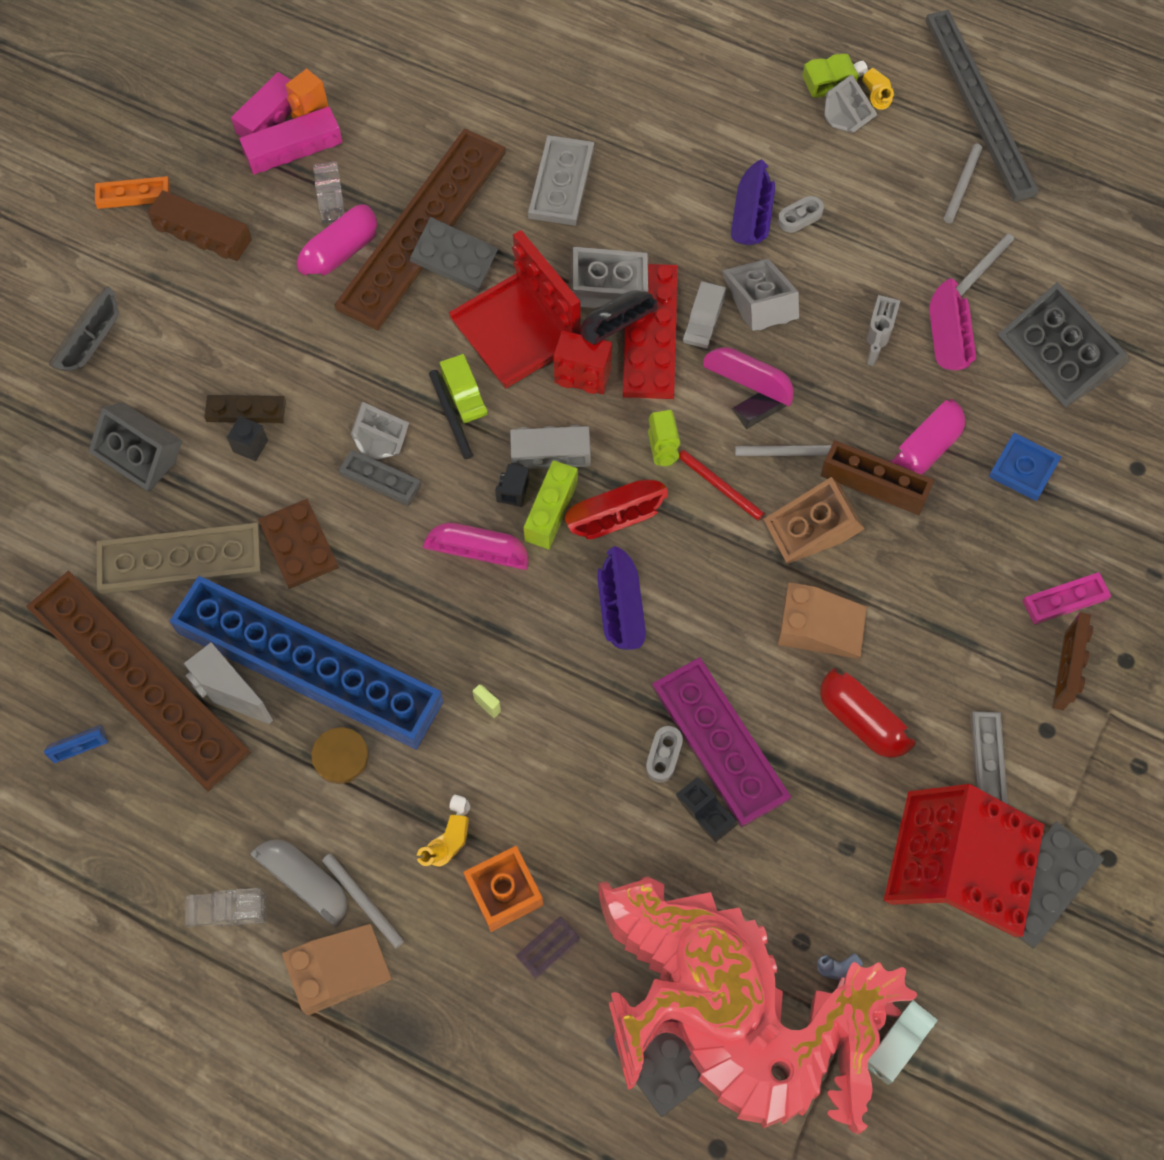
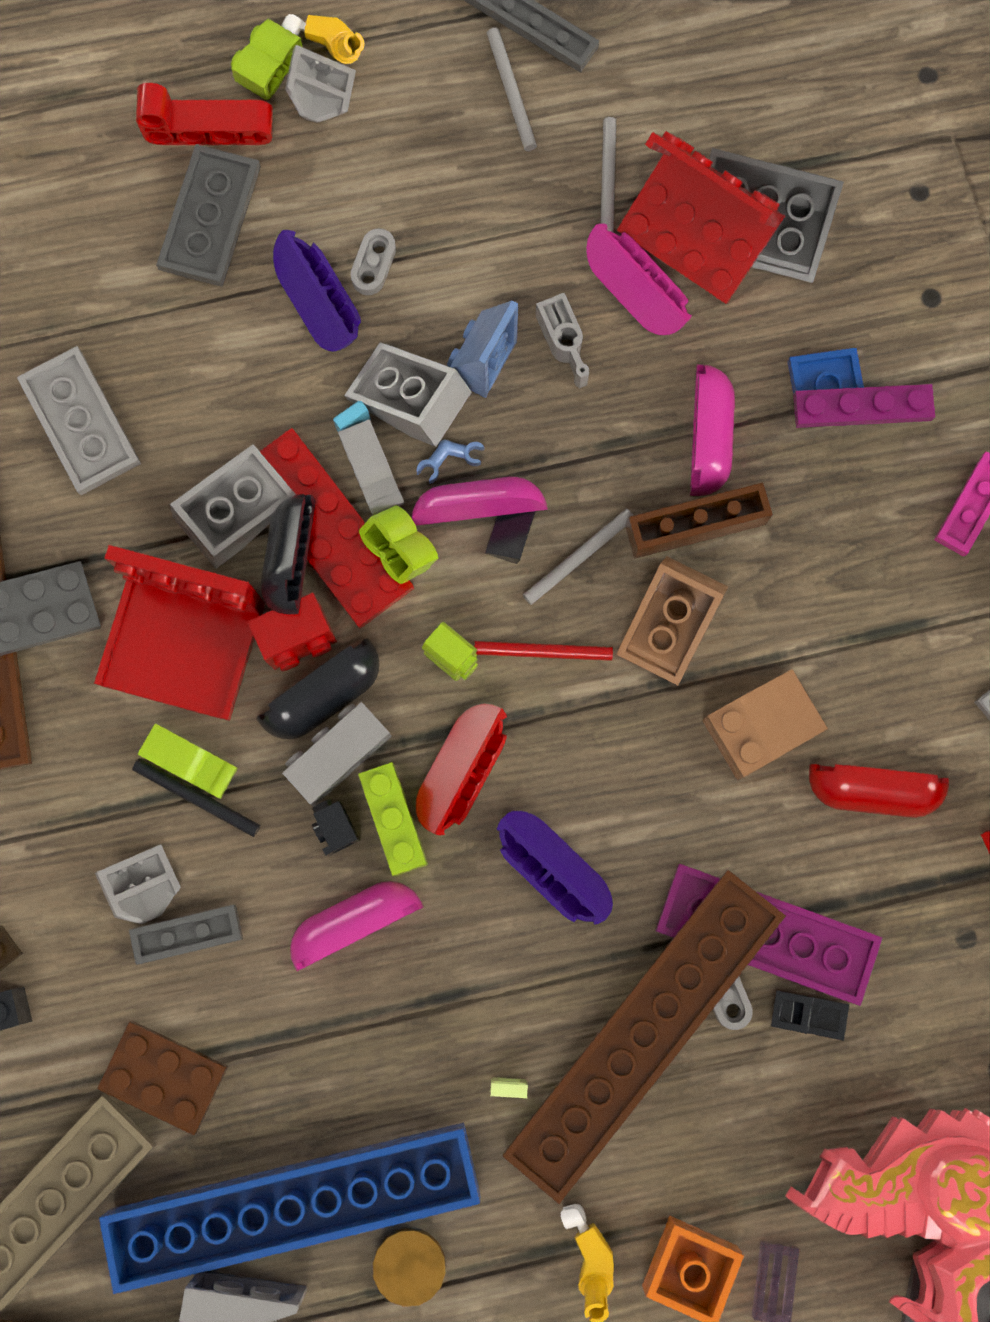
camera: 40 degrees left, 15 degrees up
(571, 408) = (322, 692): none -> black brick
(593, 732) = (643, 1036): none -> reddish brown plate
(684, 363) = (398, 544): none -> lime brick
(719, 279) = (351, 416): none -> medium azure tile
(726, 129) = (208, 215): none -> dark grey plate
(758, 338) = (447, 448): none -> medium blue arm
(763, 80) = (201, 121): none -> red beam
(828, 299) = (486, 347): none -> medium blue slope
(1018, 316) = (700, 218): none -> red bracket
(1038, 489) = (864, 405): none -> magenta plate

